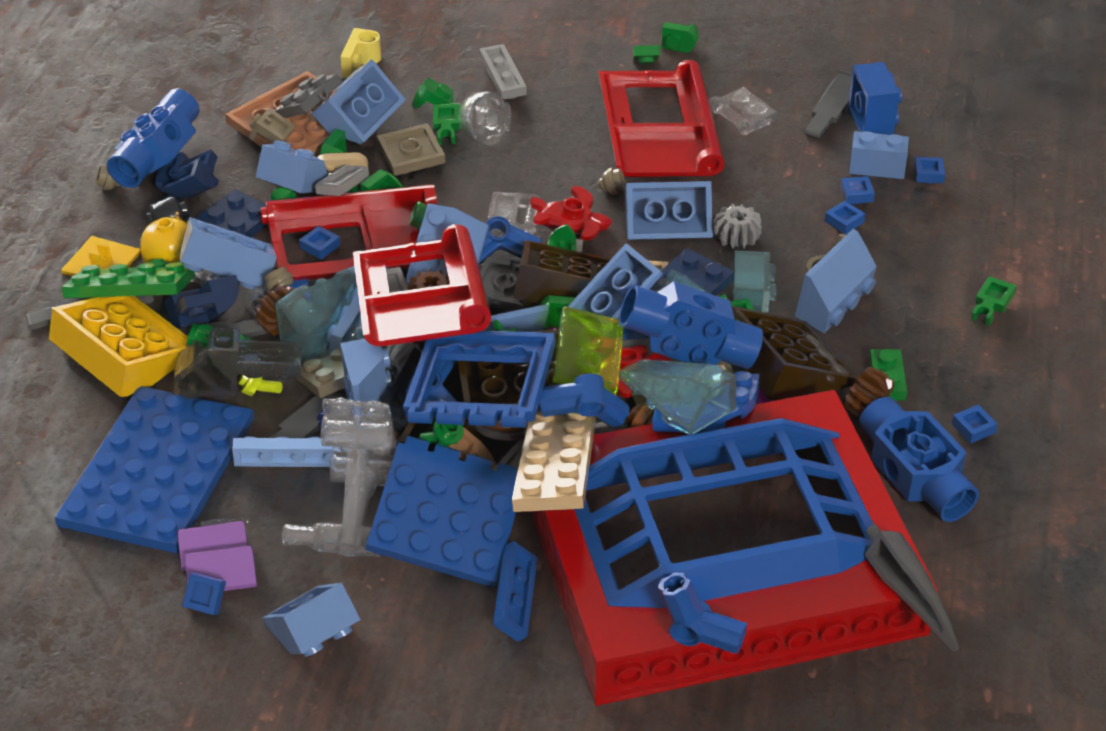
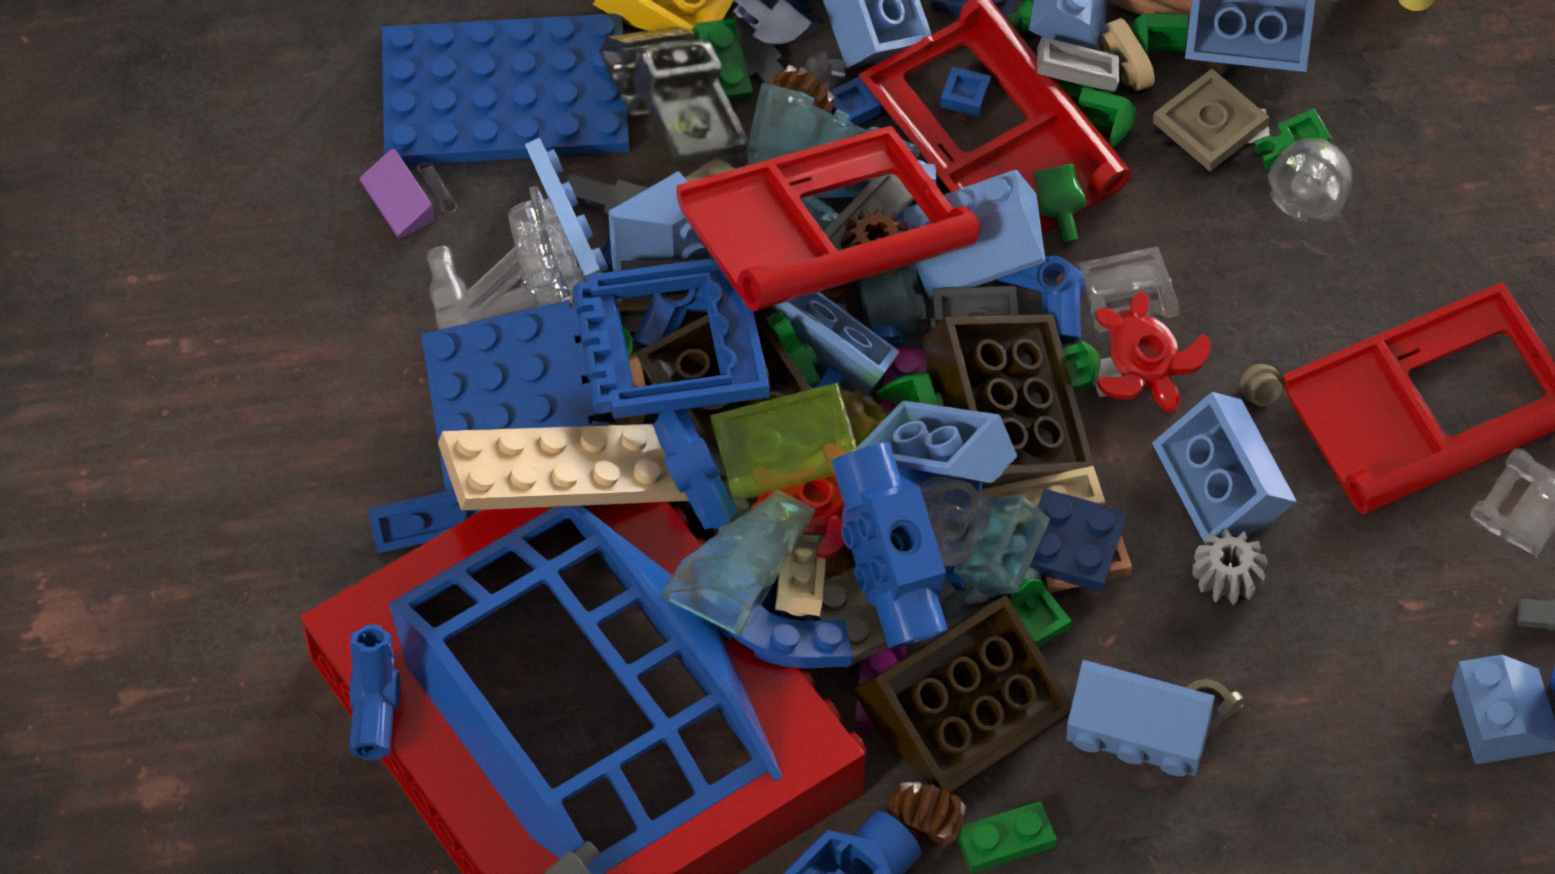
camera: 70 degrees right, 15 degrees up
(204, 593) = (319, 213): blue plate -> none
(229, 564) = (363, 217): medium lavender slope -> none
(278, 277) = (842, 75): dark tan plate -> none
(313, 619) = (319, 329): medium blue slope -> none
(432, 92) = (1346, 104): green plate -> none
(503, 71) = (1452, 165): light grey plate -> none
(753, 279) = (1116, 616): clear light blue brick -> none
(844, 217) = (1322, 700): blue plate -> none
(857, 190) = (1396, 702): blue plate -> none
(929, 170) = (1496, 789): blue plate -> none

